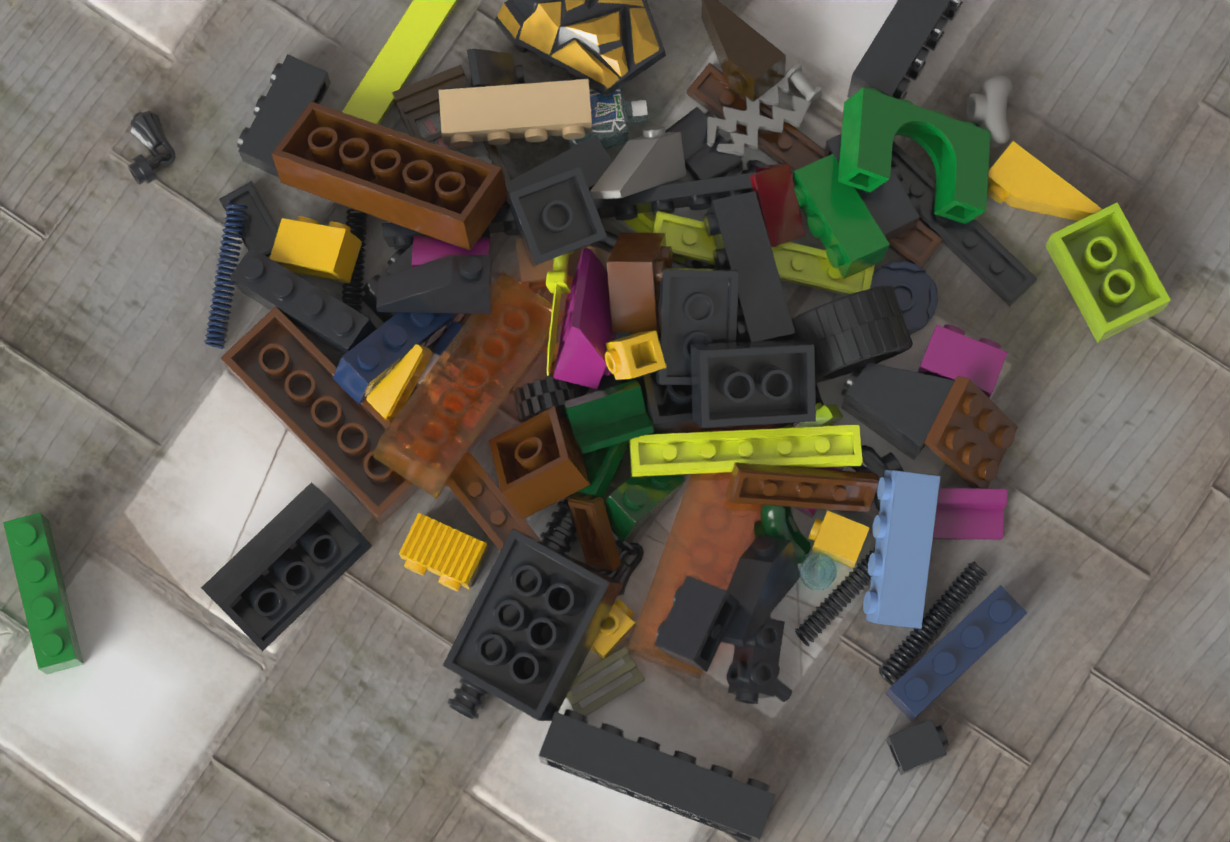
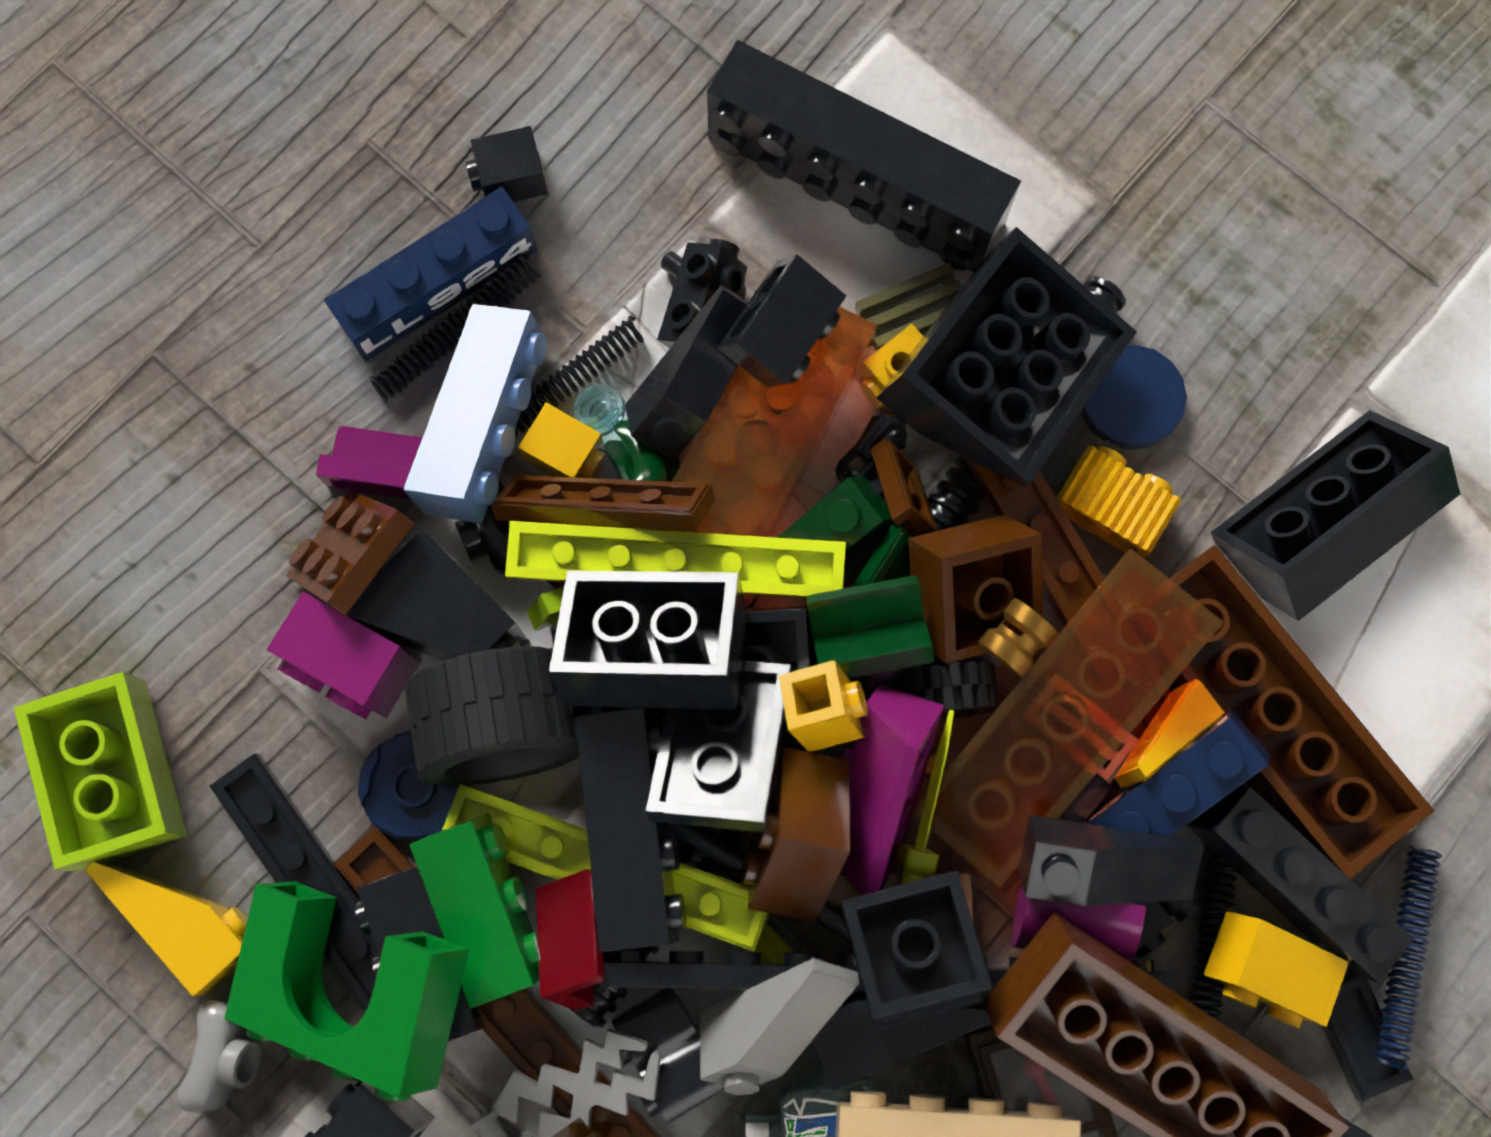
camera: 175 degrees left, 0 degrees up
(429, 633) = (1137, 400): none -> dark blue tile
(509, 425) = (1018, 651): none -> pearl gold wheel

